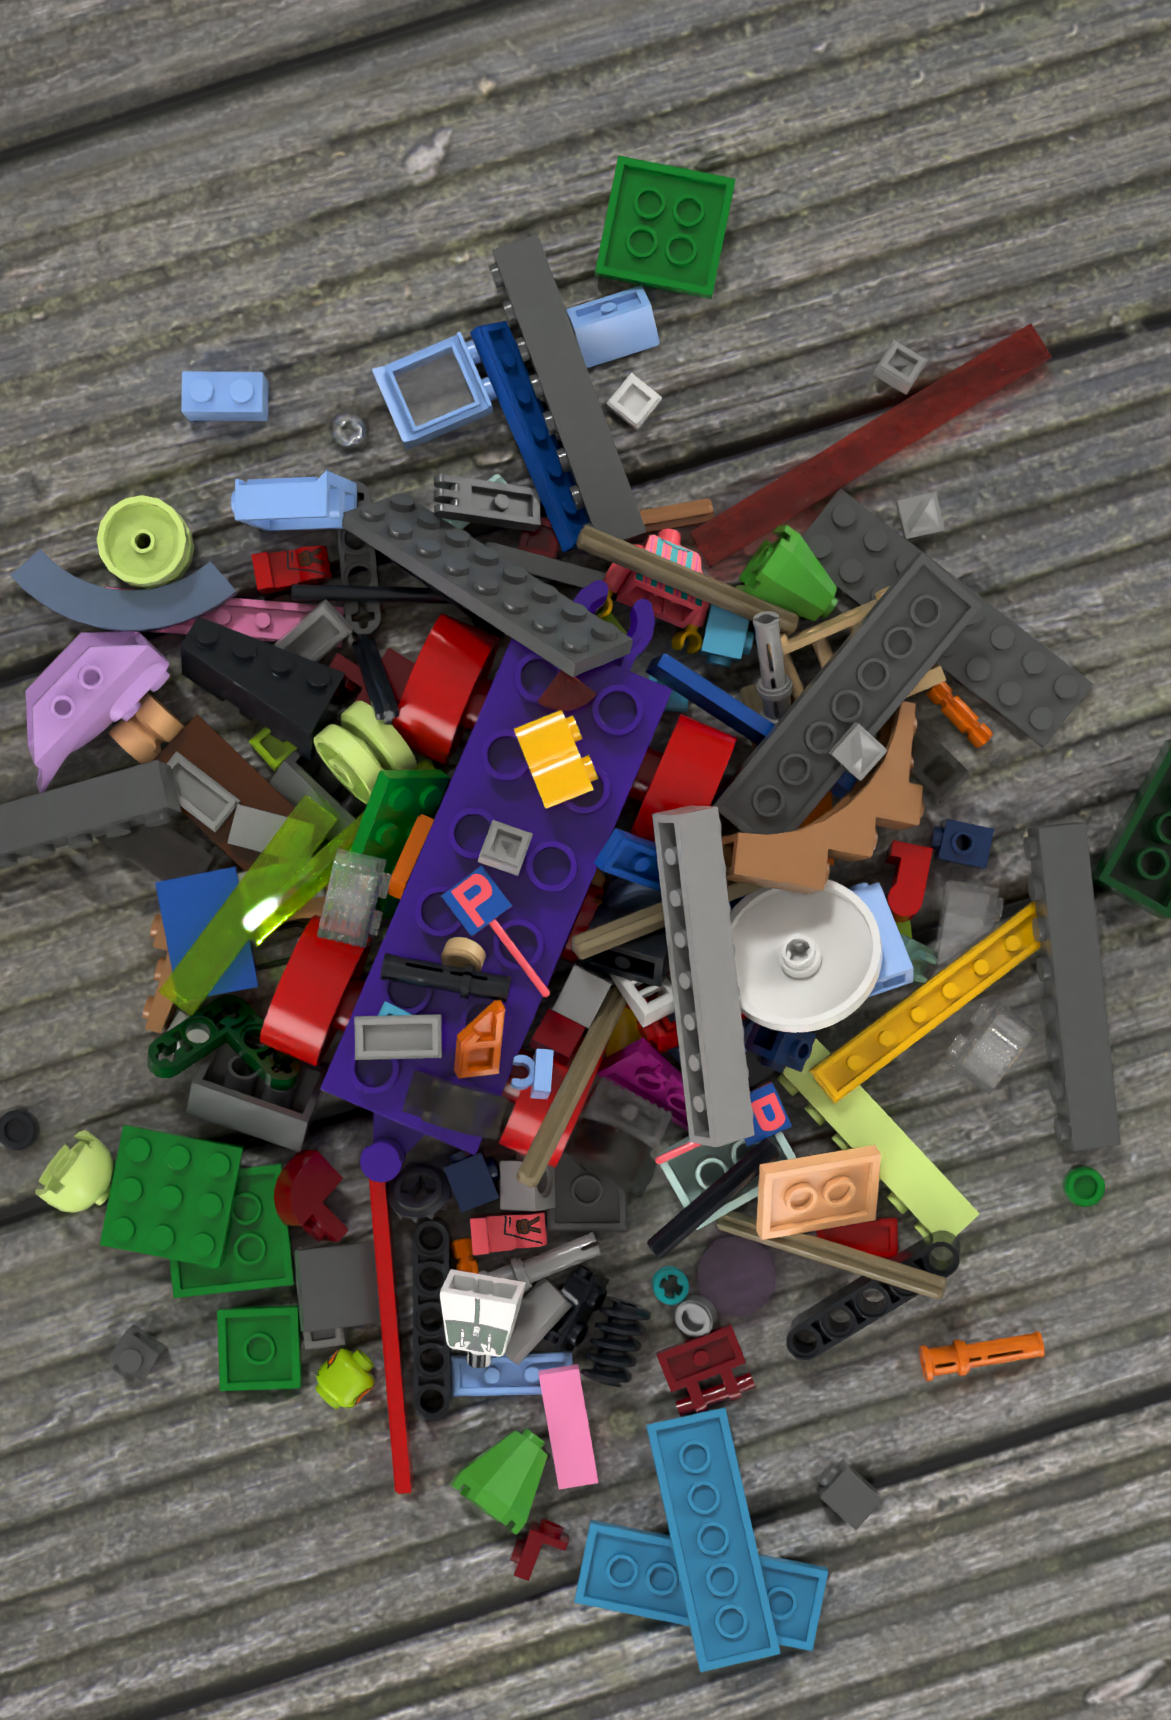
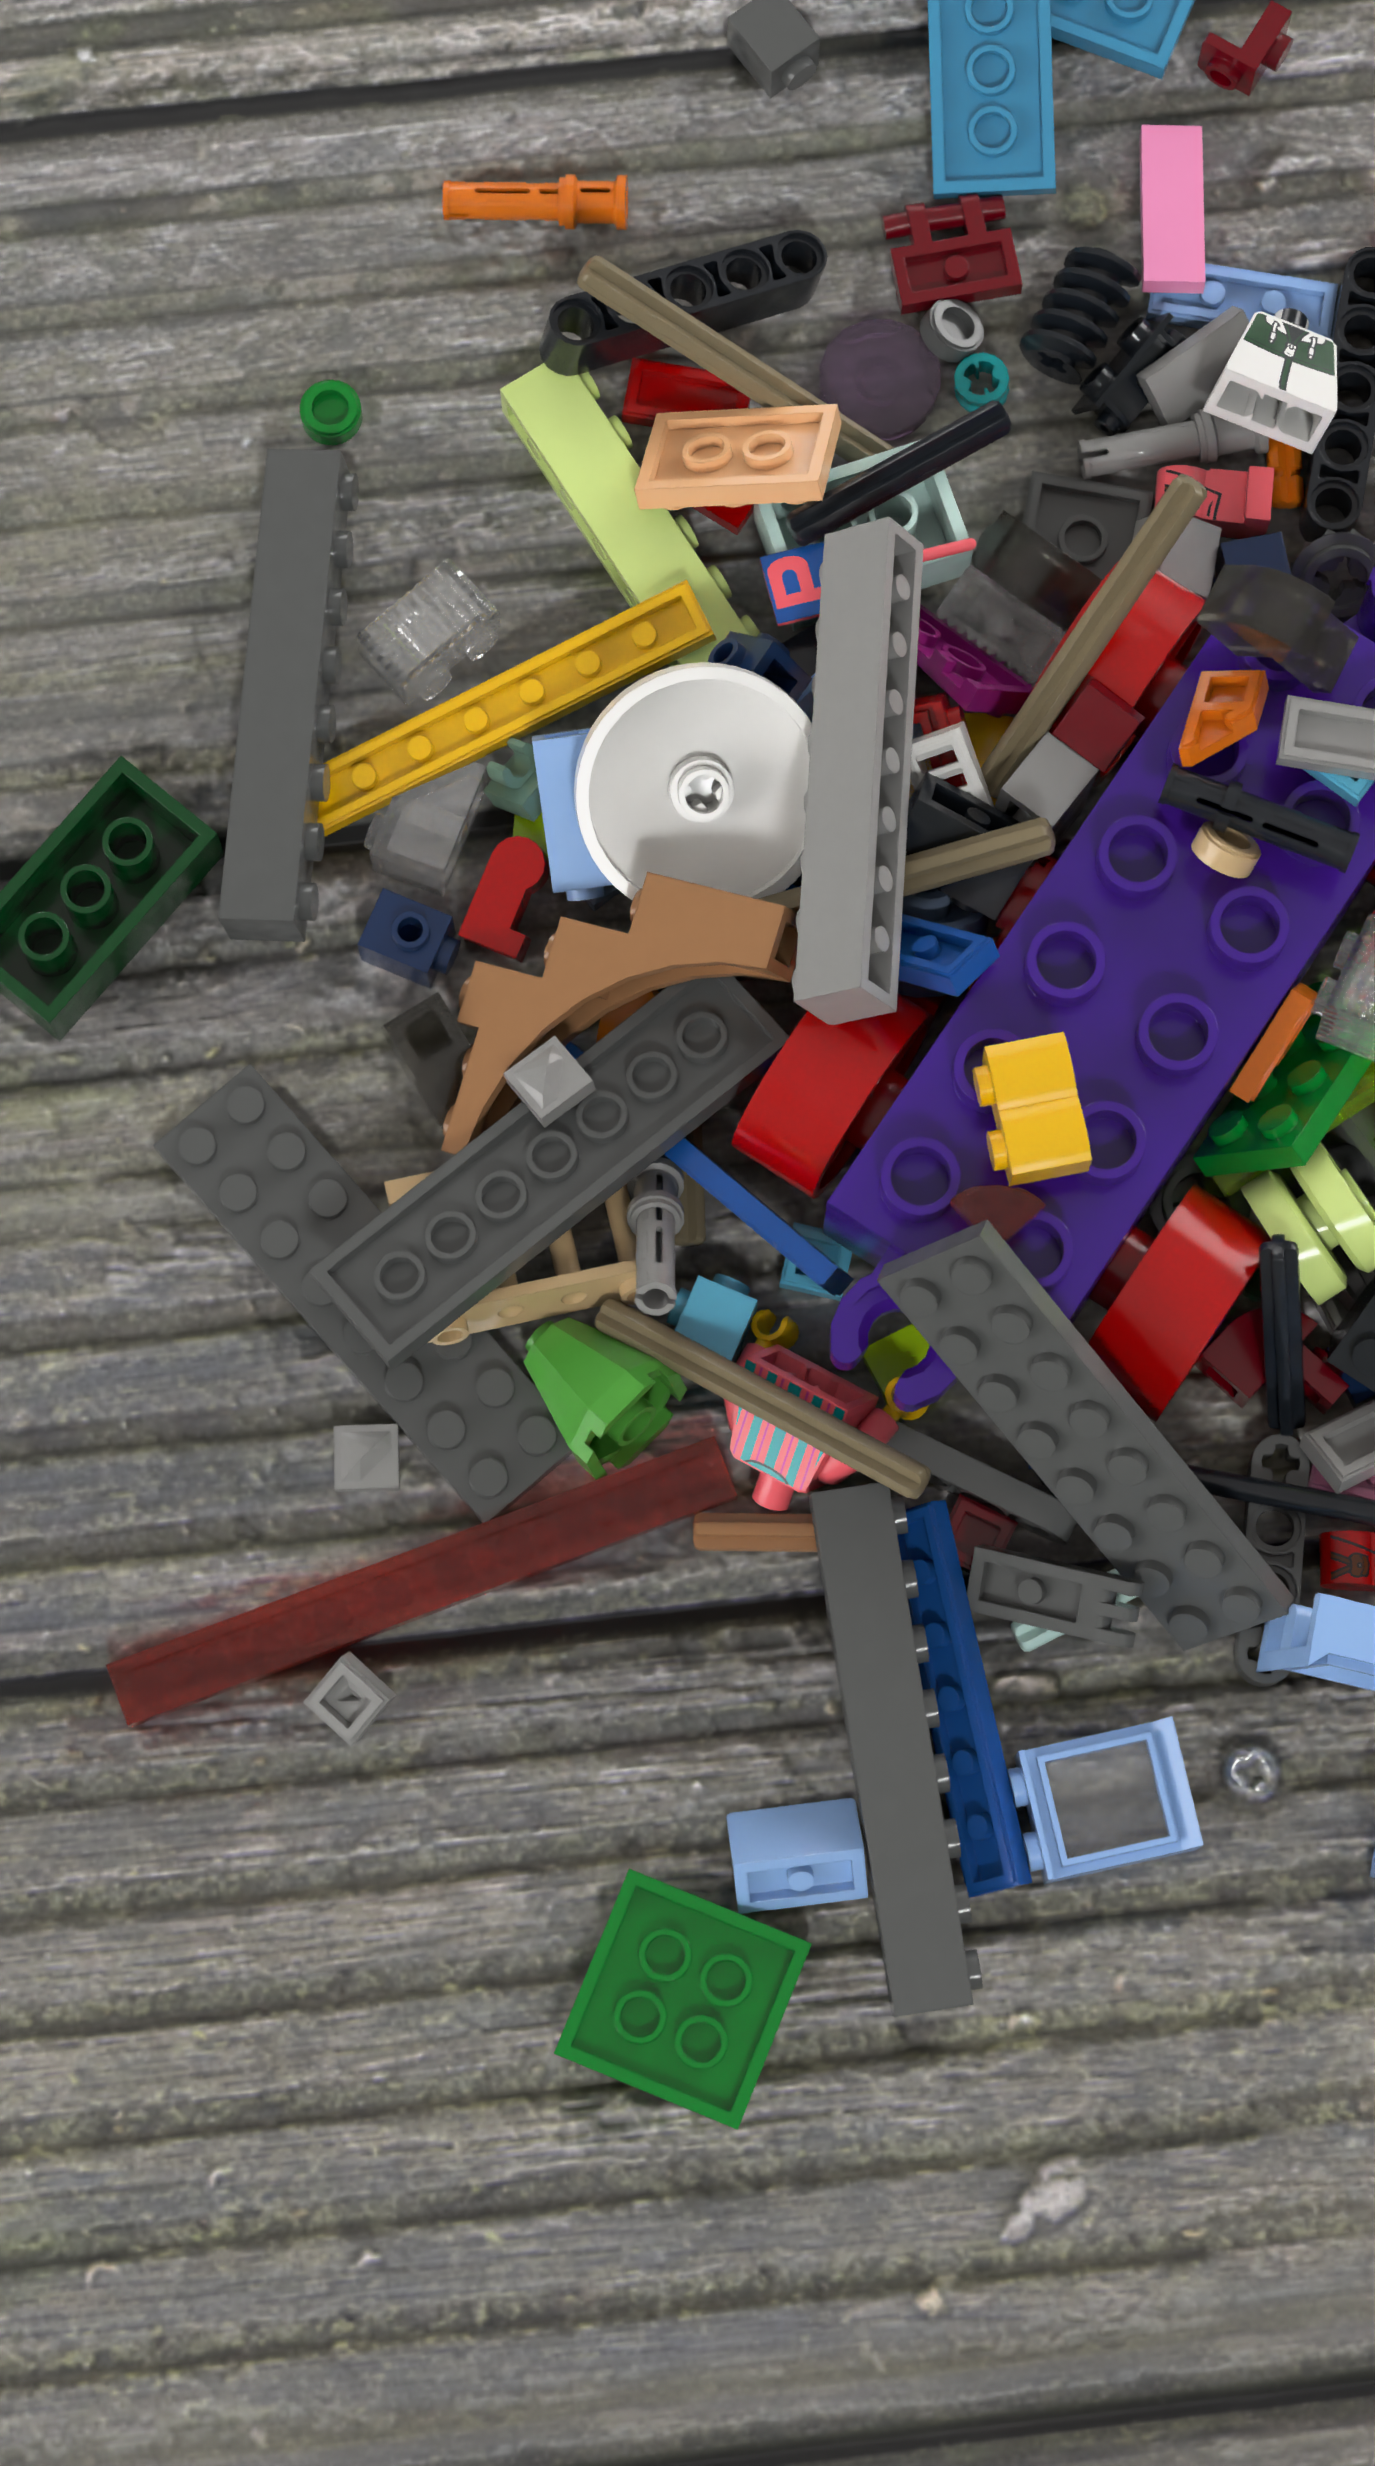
camera: 170 degrees left, 10 degrees down
(478, 903) = (1187, 922): piece -> none
(504, 1478) = (1283, 148): bright green cone -> none
(505, 847) = (1134, 992): light grey tile -> none
(539, 1073) = (1138, 664): light blue tile -> none
(634, 401) = (785, 1728): white tile -> none
(959, 714) = (366, 1134): orange axle -> none

